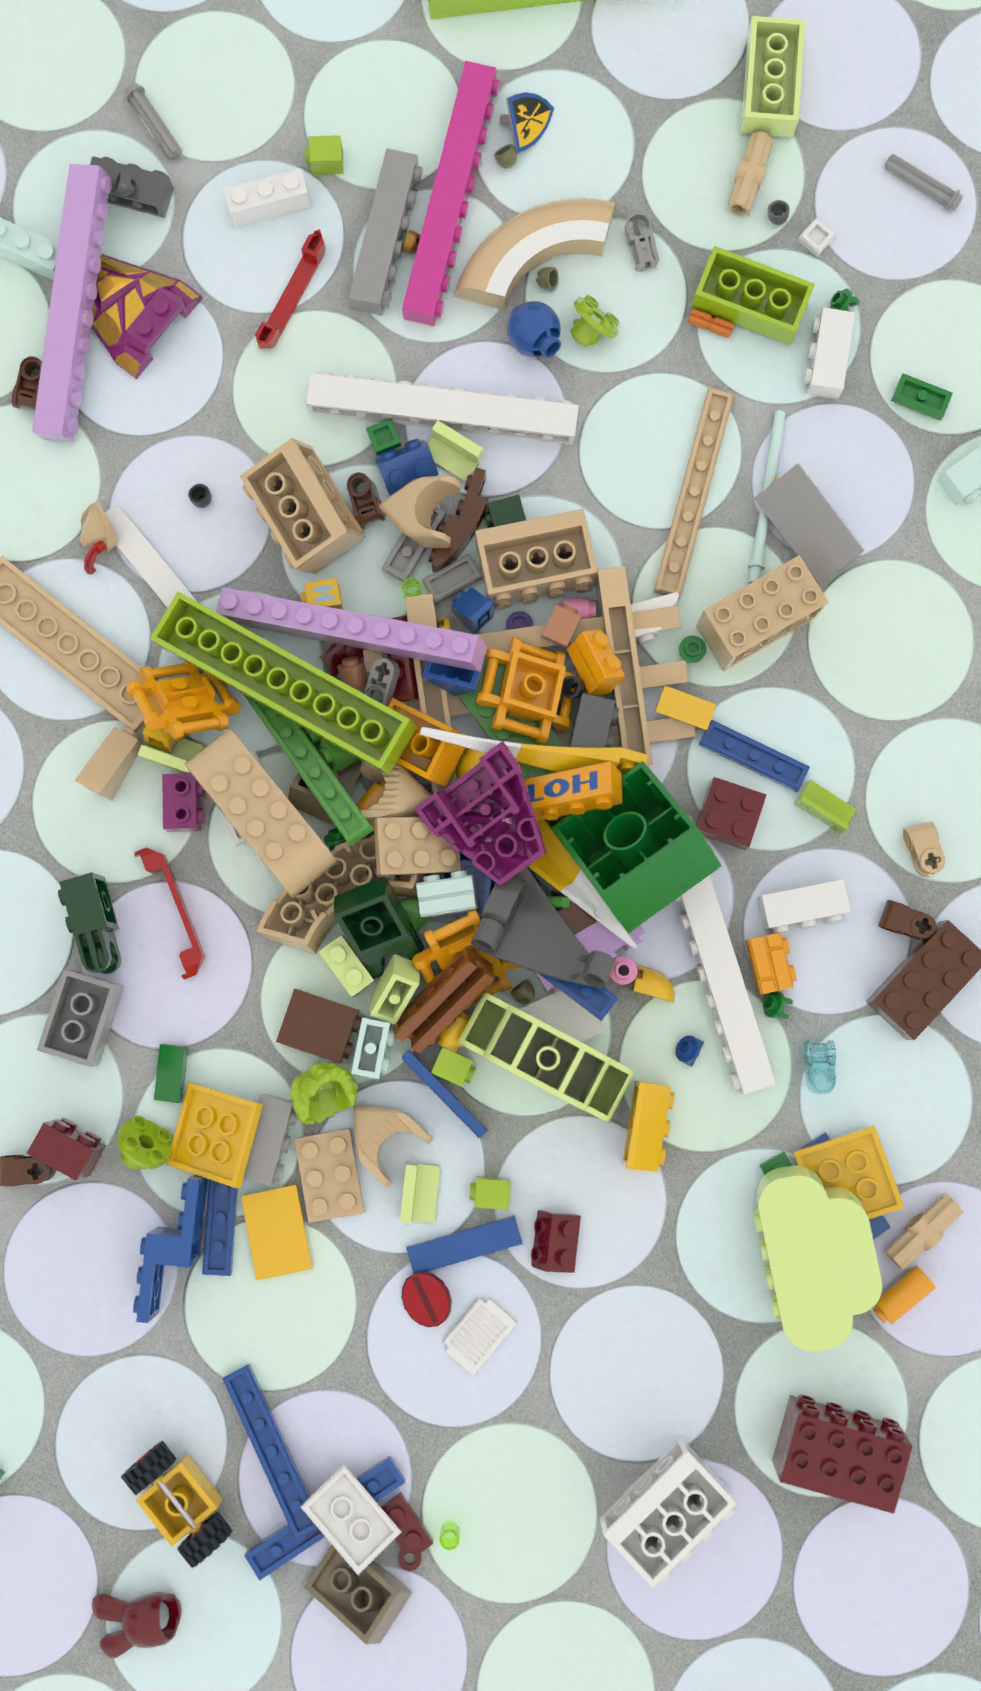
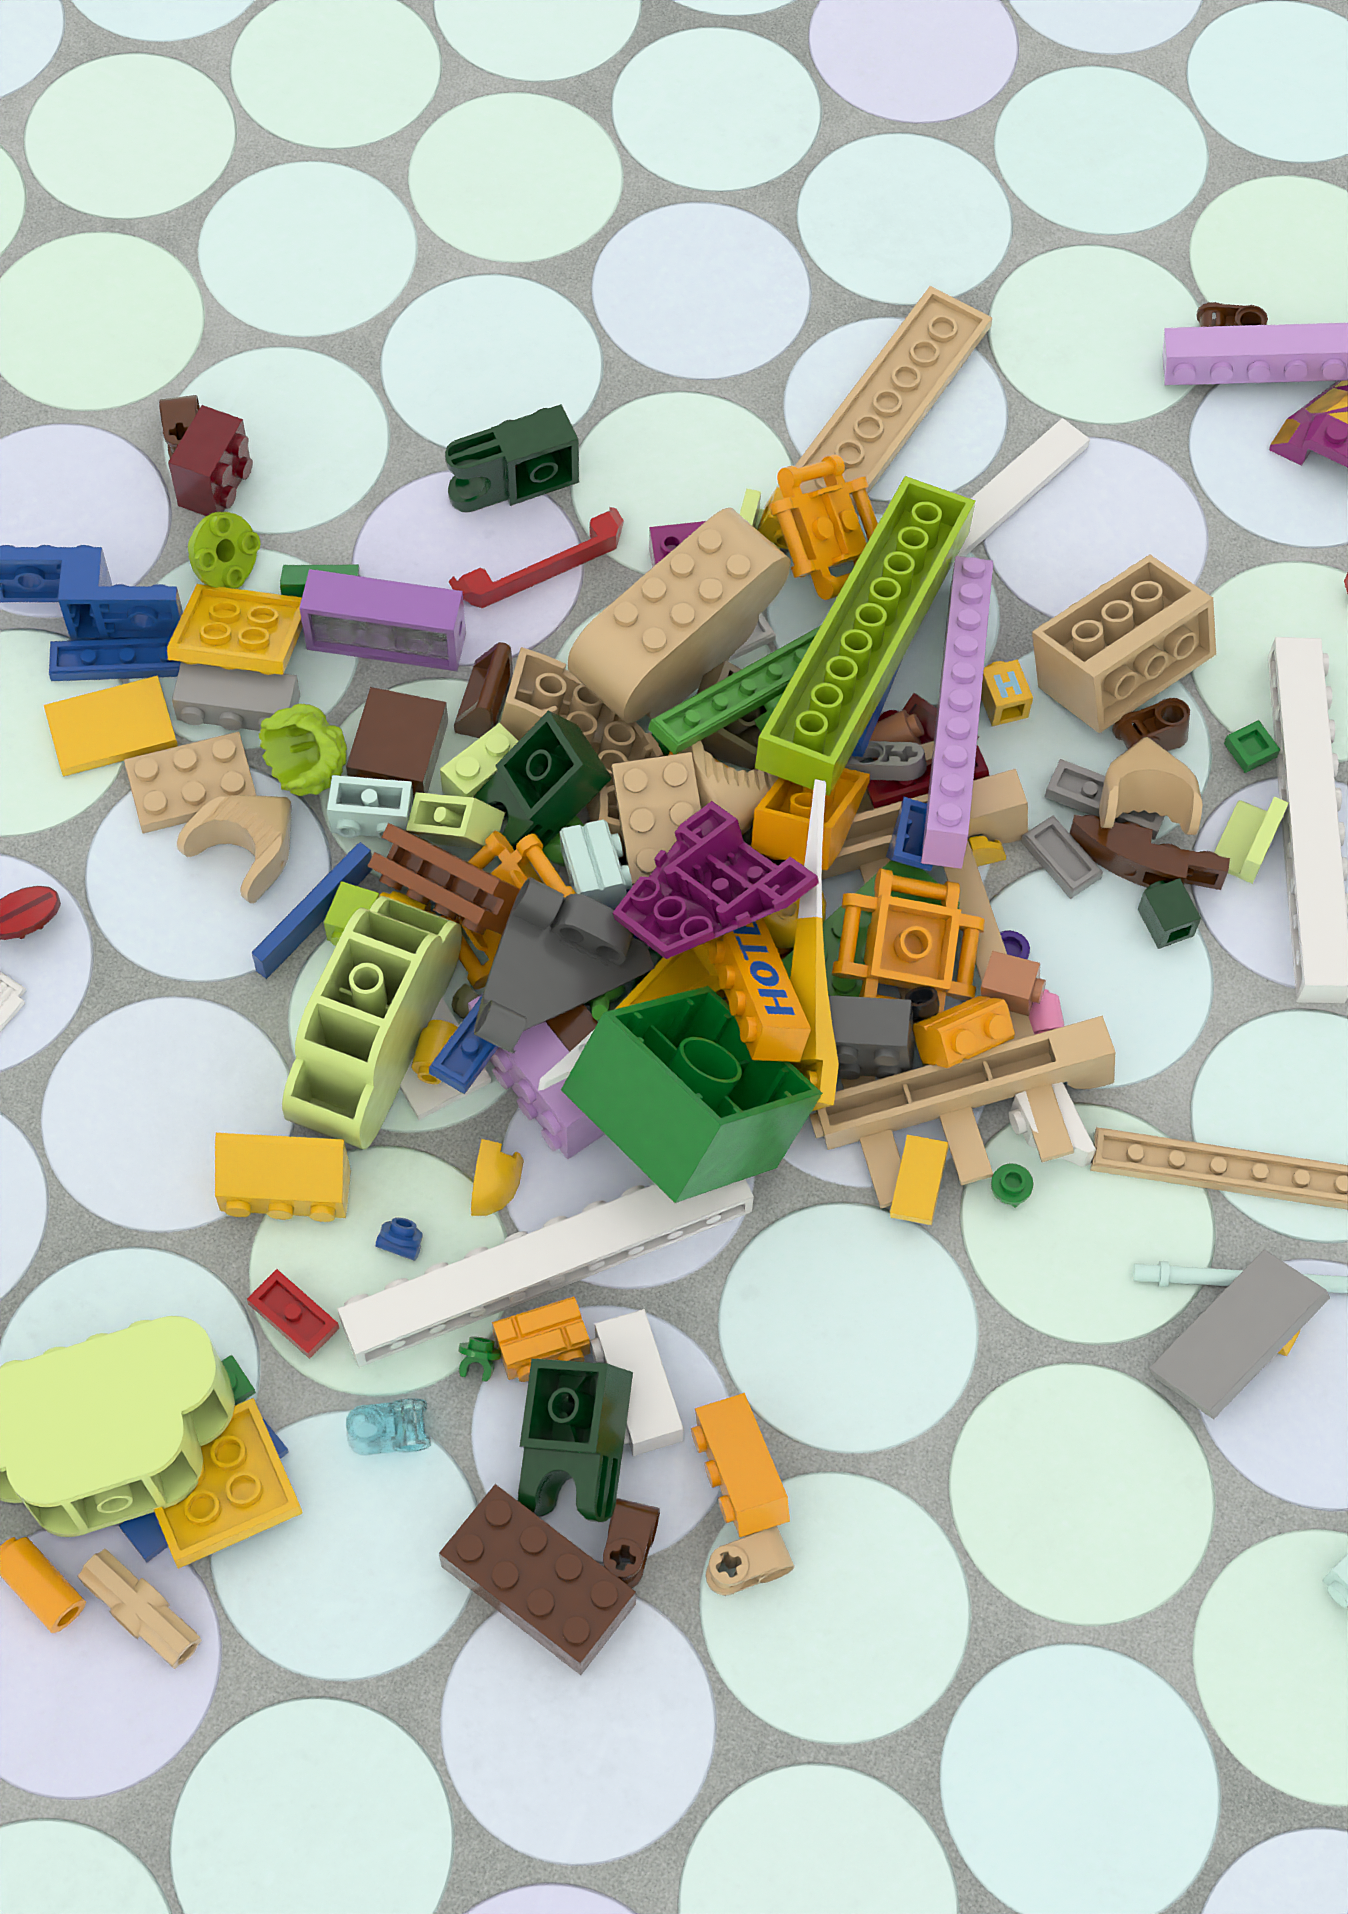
camera: 80 degrees right, 20 degrees down
(80, 1018) = (385, 463): light grey brick -> none
(96, 534) = (1036, 414): tan piece -> none
(111, 763) = (727, 460): tan slope -> none
(200, 495) = (1119, 533): black hinge -> none
(220, 1029) = (383, 620): none -> medium lavender brick
(284, 961) = (485, 692): none -> reddish brown tile
(406, 465) = (1219, 782): blue bracket -> none
(411, 582) = (1038, 800): clear neon green hinge -> none
(419, 1193) = (170, 892): yellowish green panel -> none
(464, 1245) = (99, 961): blue tile -> none
(472, 609) = (1017, 879): blue slope -> none
(490, 1192) = (174, 984): lime brick -> none
(531, 543) = (1108, 946): tan brick -> none
(555, 1241) = (106, 1078): dark red bracket -> none
(564, 1016) = (430, 1044): none -> yellow brick
(616, 978) = (510, 1125): bright pink brick -> none
(730, 813) = (766, 1258): dark red brick -> none
(736, 1124) = (293, 1313): none -> red plate
(754, 755) = (862, 1296): blue tile -> none
(761, 613) = (1081, 1266): tan brick -> none
(825, 806) = (796, 1406): lime panel -> none
(842, 947) = (574, 1431): none -> dark green brick
(869, 846) = (740, 1465): none -> light orange brick

